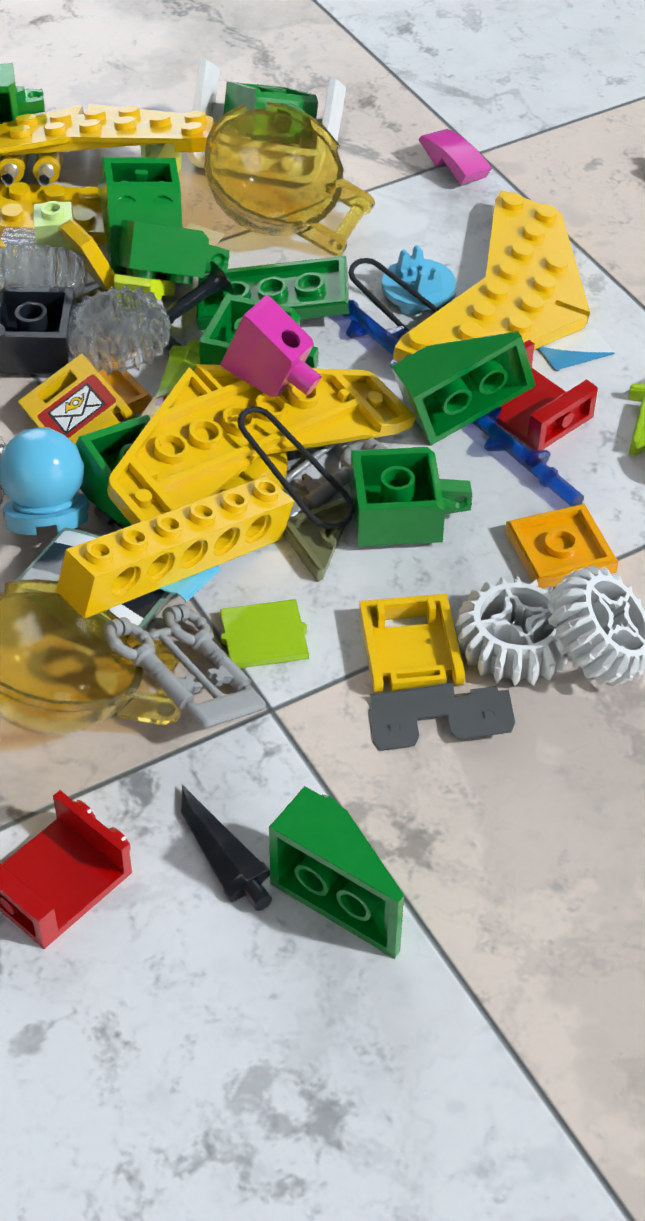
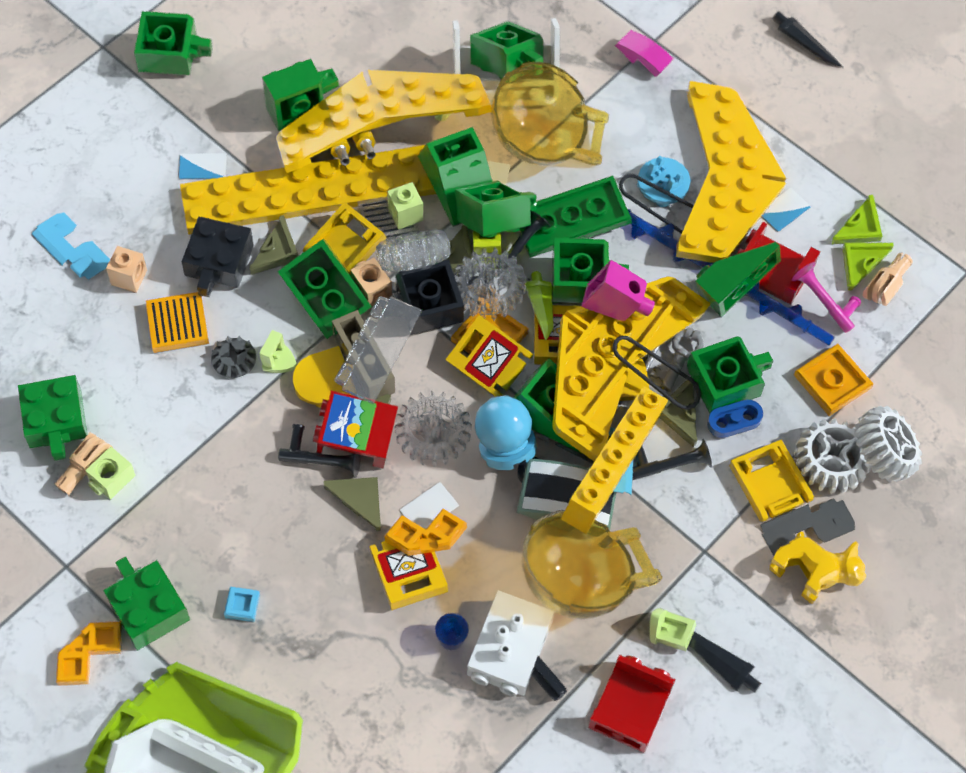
camera: 20 degrees left, 15 degrees up
(84, 244) = (442, 223): yellow tile -> none
(162, 786) = (671, 629): none -> yellowish green tile
(179, 690) = (685, 561): light grey piece -> none
(235, 587) = (646, 469): none -> black piece
(264, 633) = (678, 497): lime piece -> none
(333, 870) = (799, 659): green slope -> none
(390, 556) = (733, 418): none -> blue plate
(432, 760) = (819, 565): none -> yellow animal
(602, 475) = (840, 315): none -> dark pink piece

